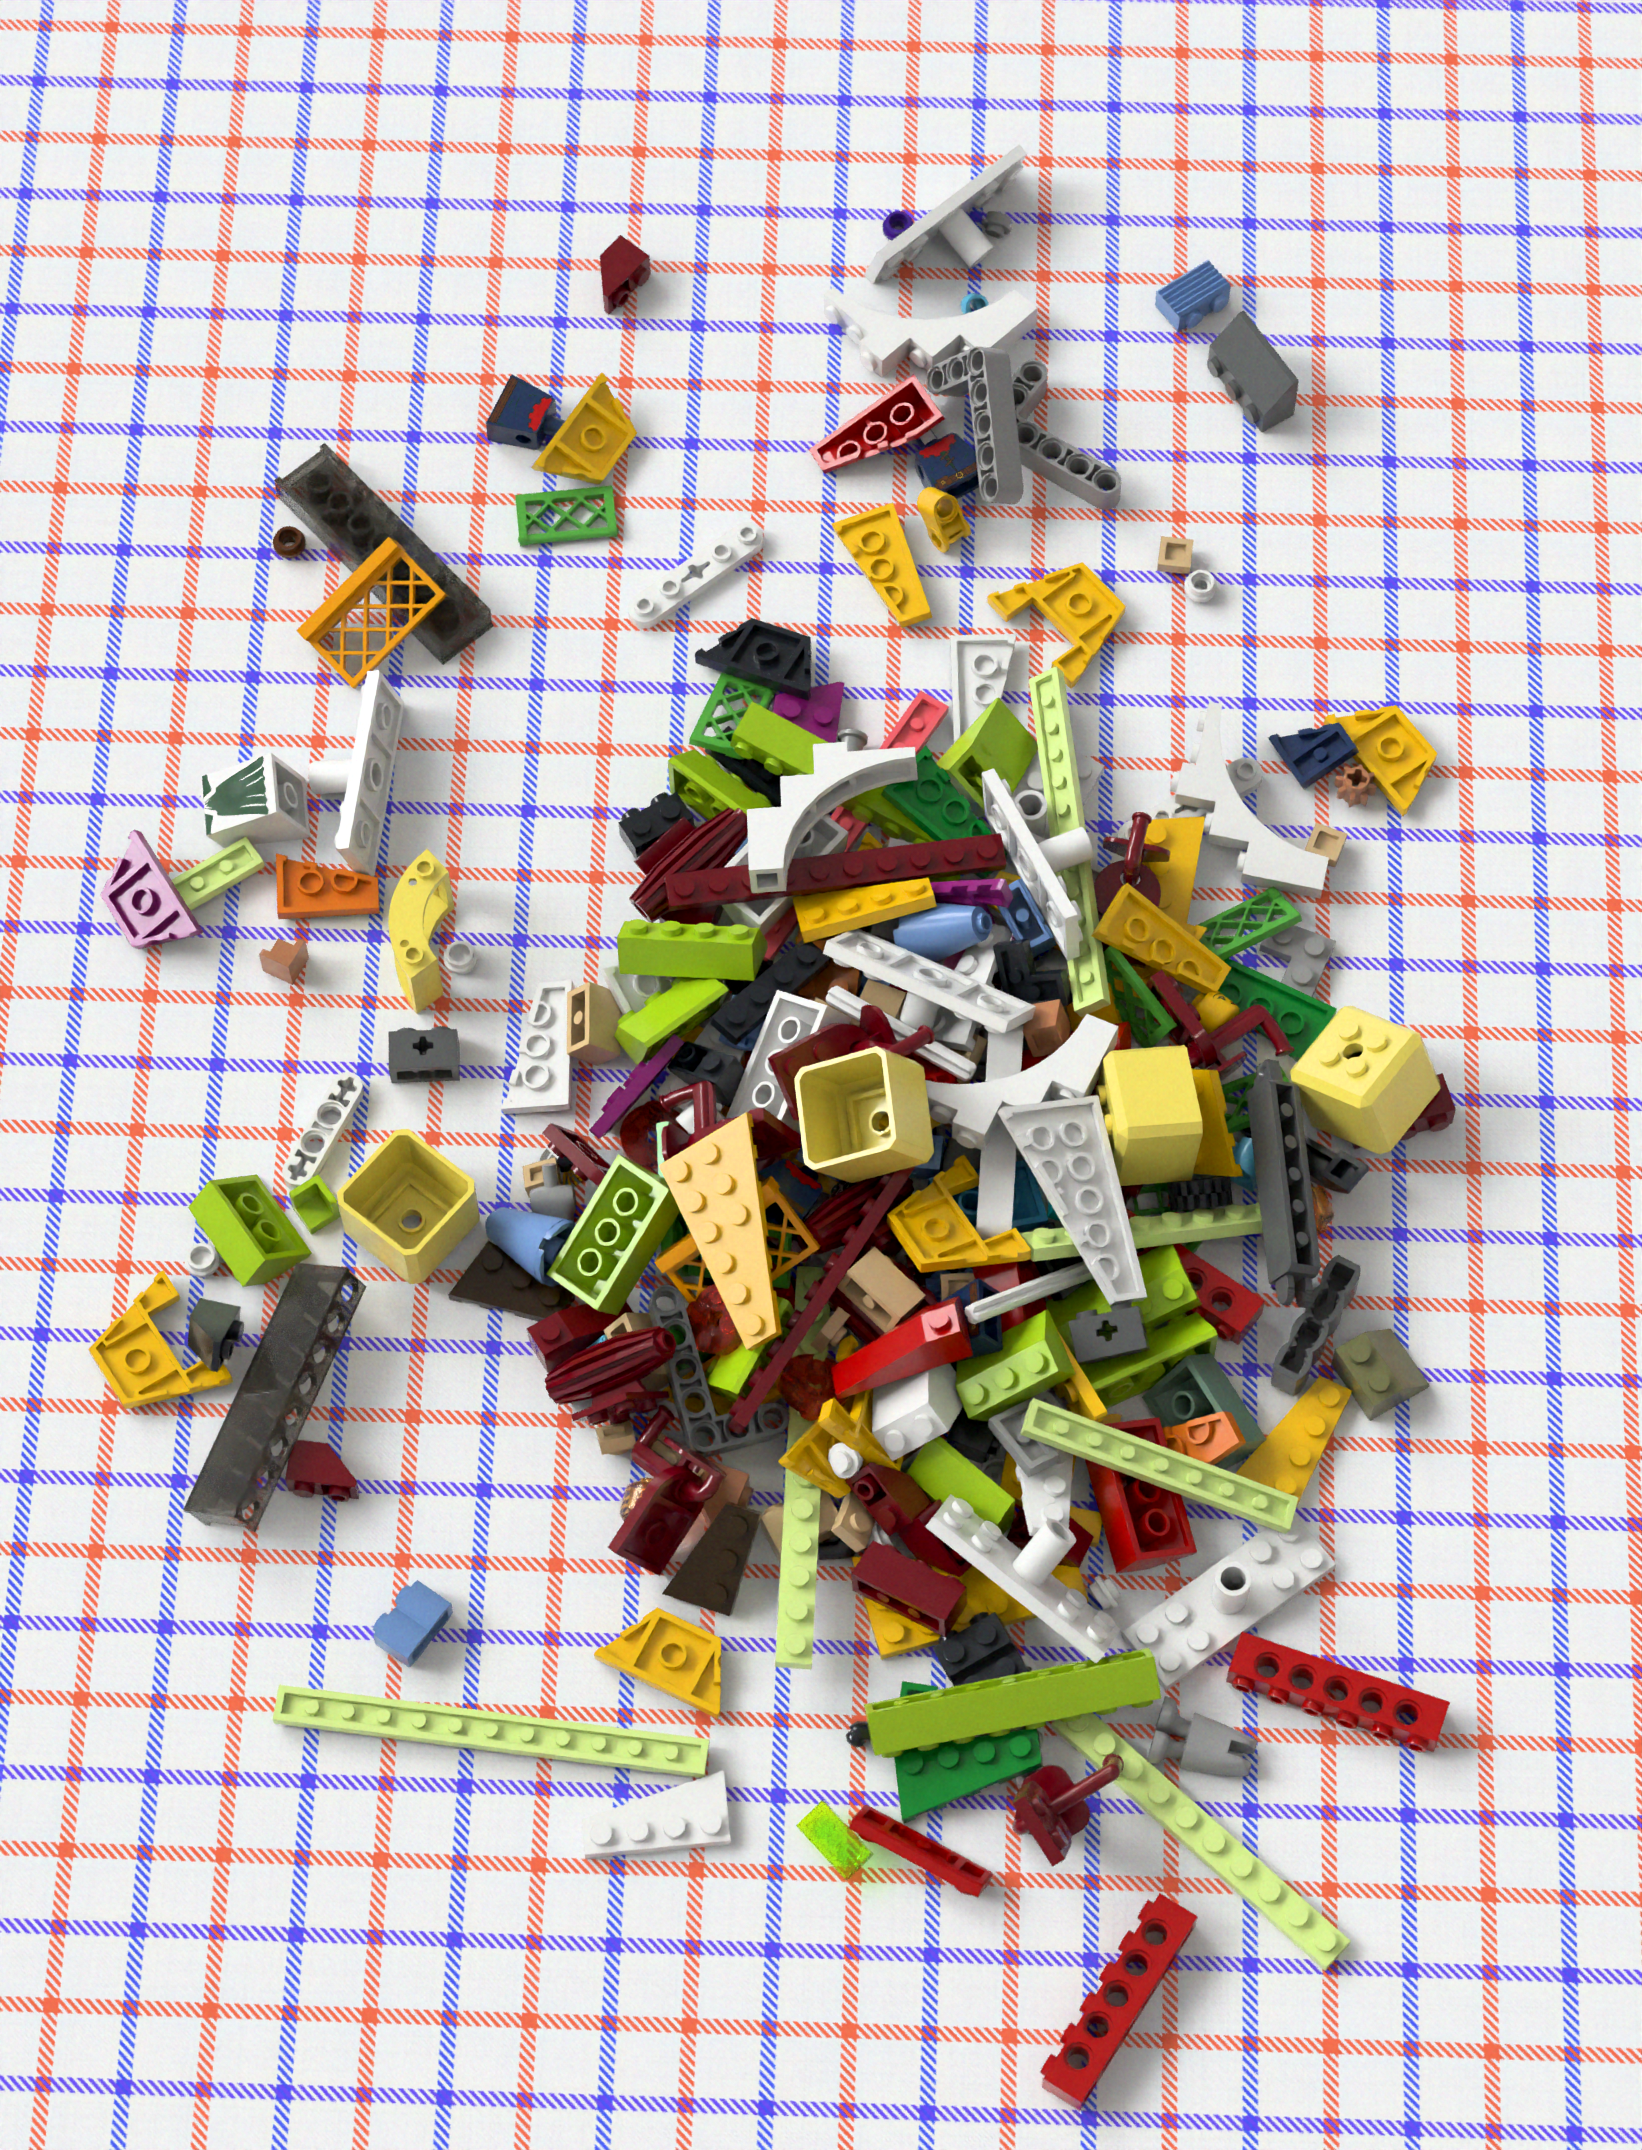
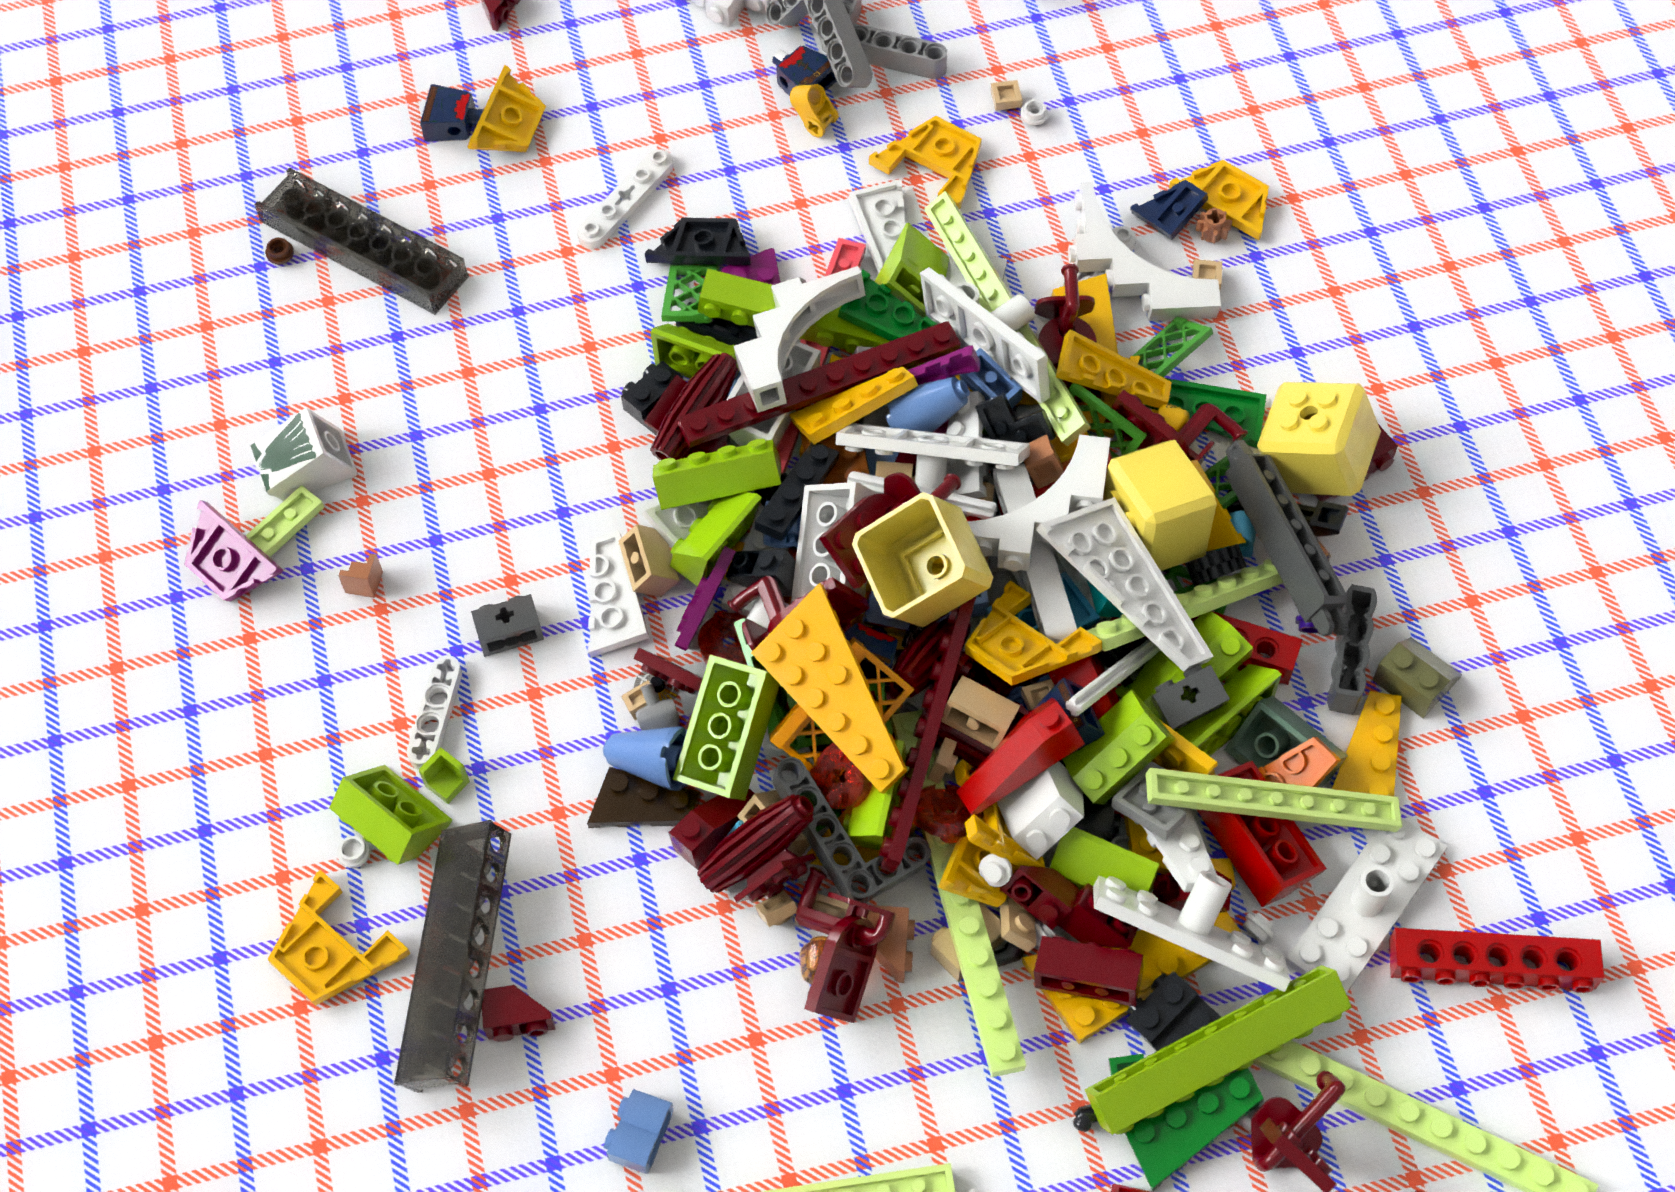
camera: 15 degrees left, 5 degrees down
(214, 1331) = (381, 912): black slope -> none
(316, 891) = (377, 515): orange wing -> none
(352, 592) = (346, 266): light orange fence -> none
(365, 776) = (392, 412): white plate -> none
(403, 1181) = (525, 731): light yellow plate -> none
(412, 923) = (468, 511): light yellow window -> none
(460, 957) = (515, 537): white plate -> none
(552, 497) = (513, 163): bright green window -> none
(670, 1658) = (889, 1097): yellow wing -> none
(718, 1561) = (905, 997): dark brown wing -> none
(885, 559) = (778, 152): yellow wing -> none
(887, 423) = (746, 50): red wedge -> none
(1205, 1743) = (1399, 1039): light grey piece -> none
(1306, 956) = (1221, 359): light grey plate -> none

